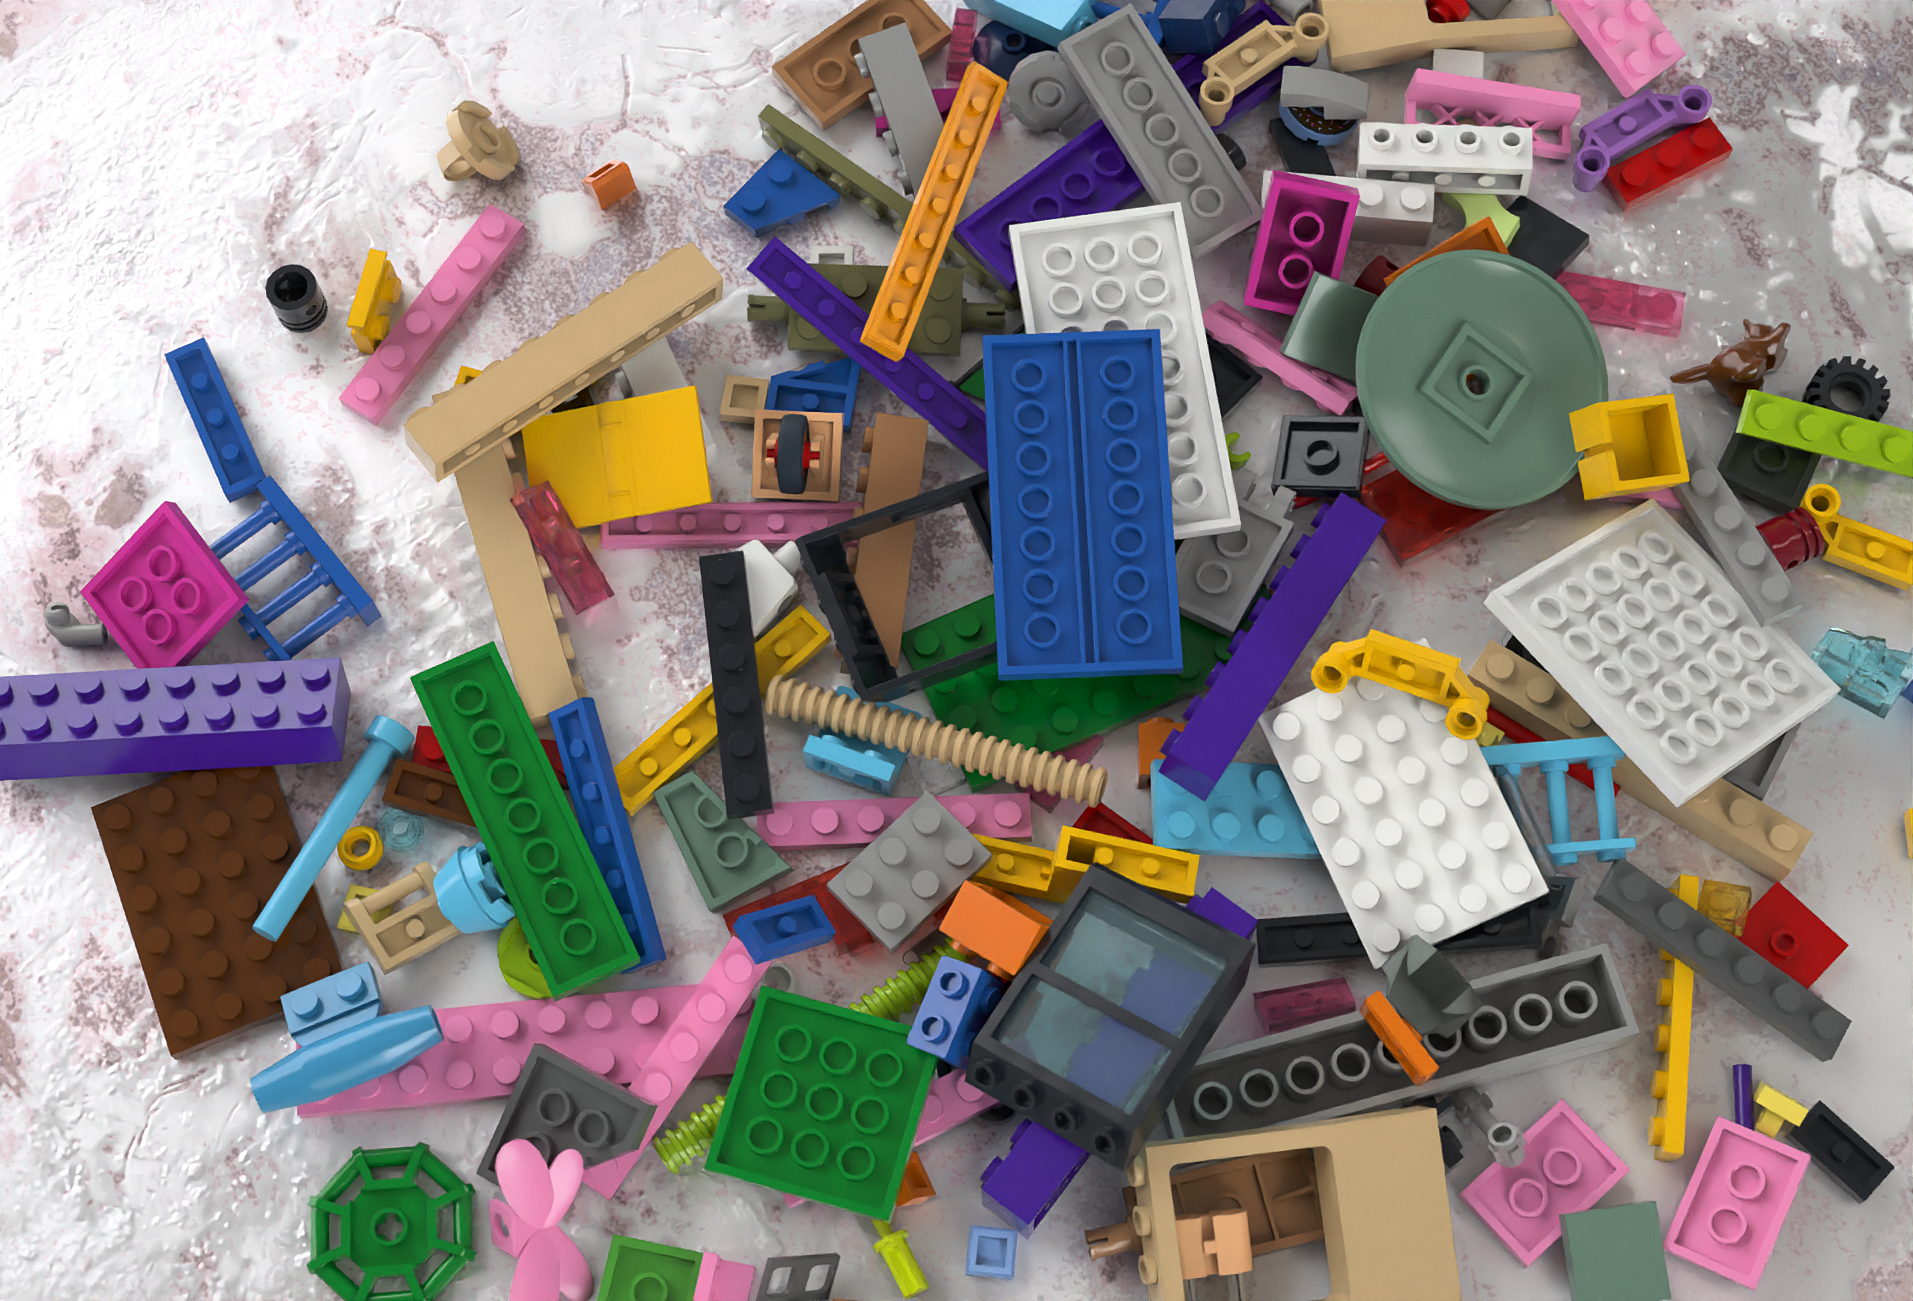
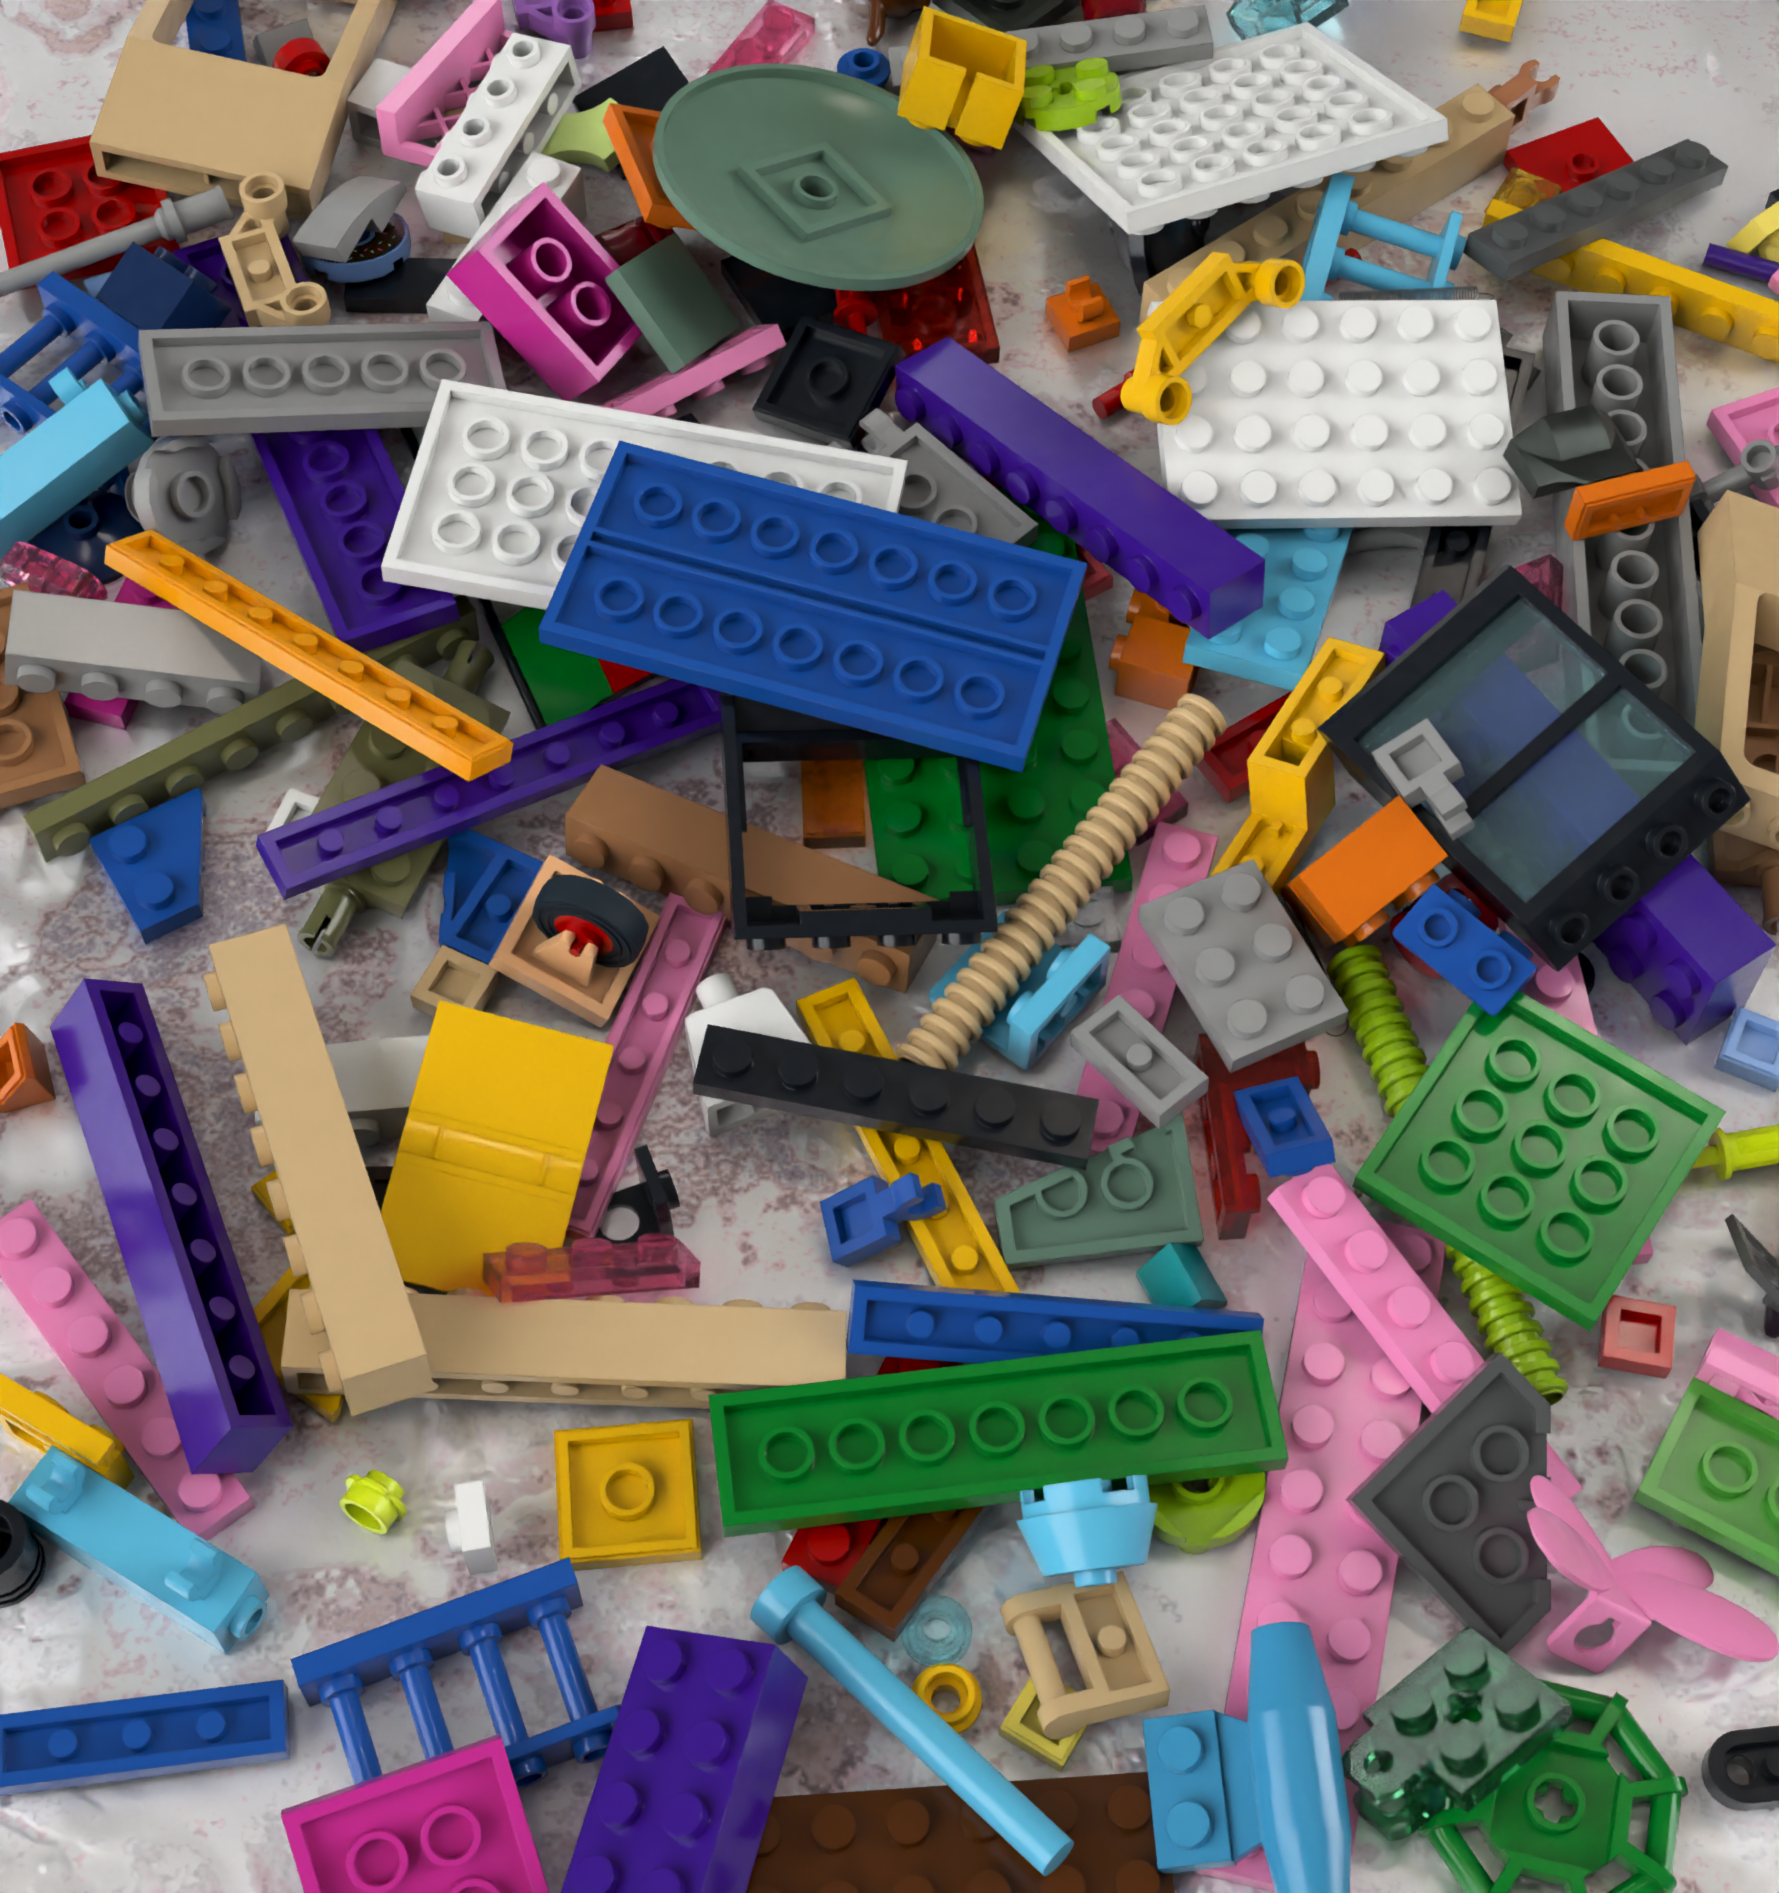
camera: 75 degrees left, 10 degrees down
(319, 378) = (141, 1550): none -> medium azure brick
(387, 545) = (471, 1528): none -> white plate
(388, 1141) = (1430, 1755): none -> clear green plate
(390, 485) = (373, 1501): none -> neon yellow plate
(438, 621) = (627, 1494): none -> yellow tile
(518, 299) = (169, 1230): none -> dark purple brick
(629, 568) = (648, 1200): none -> black bracket
(659, 699) = (867, 1215): none -> blue plate
(681, 910) = (1180, 1278): none -> teal slope
(730, 1212) = (1637, 1336): none -> plate
(814, 827) = (1139, 1061): none -> light grey plate
(965, 580) = (833, 804): none -> clear orange tile
(1064, 934) = (1423, 769): none -> light grey plate
(1467, 613) = (1082, 314): none -> orange tile
(1635, 389) = (865, 65): none -> blue plate
(1679, 531) = (1068, 95): none -> lime plate
(1825, 871) = (1525, 93): none -> nougat plate

